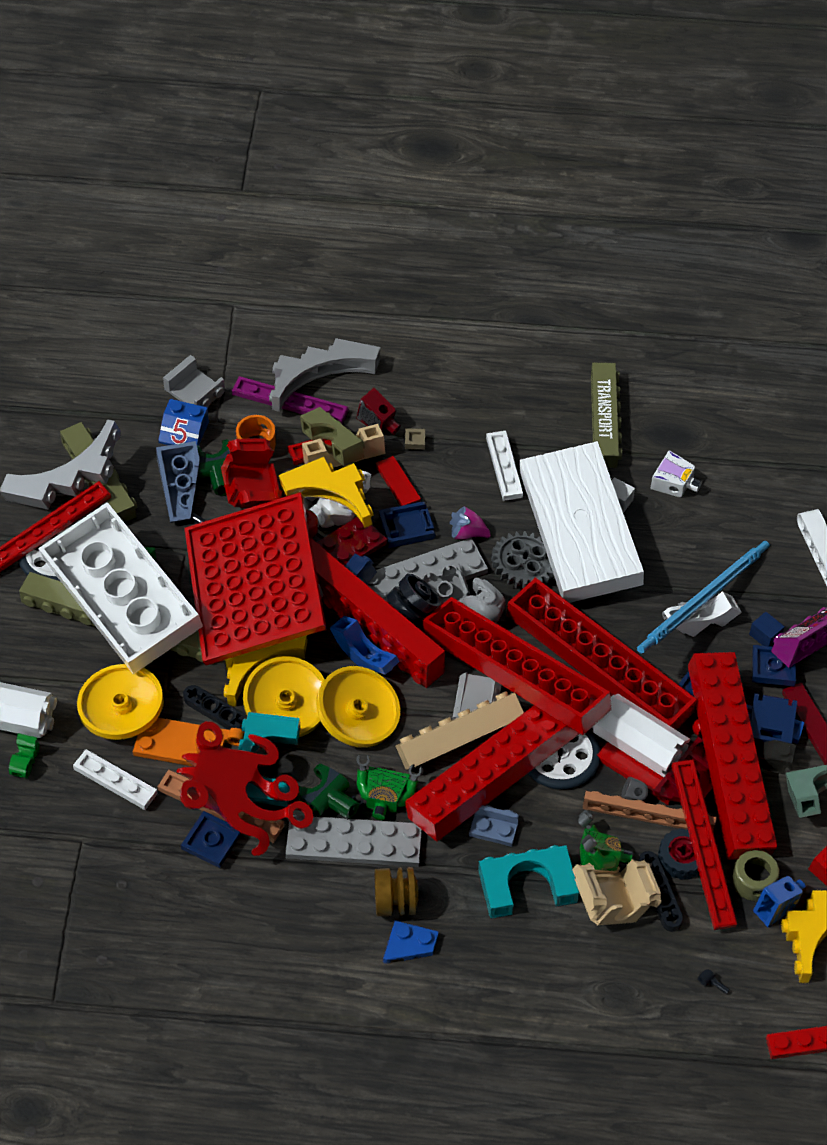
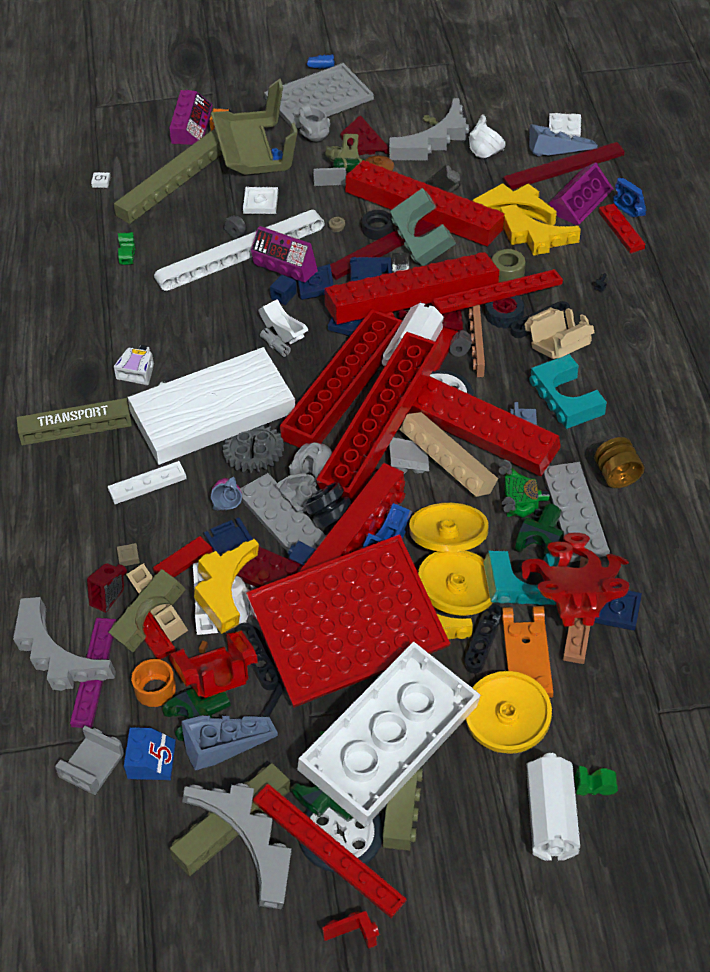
camera: 100 degrees left, 5 degrees down
(115, 779) = (588, 699): white plate -> none
(409, 942) = (653, 455): blue wing -> none
(600, 849) = (525, 349): green torso -> none
(702, 597) = (328, 324): dark azure axle -> none
(778, 899) = (530, 248): blue torso -> none

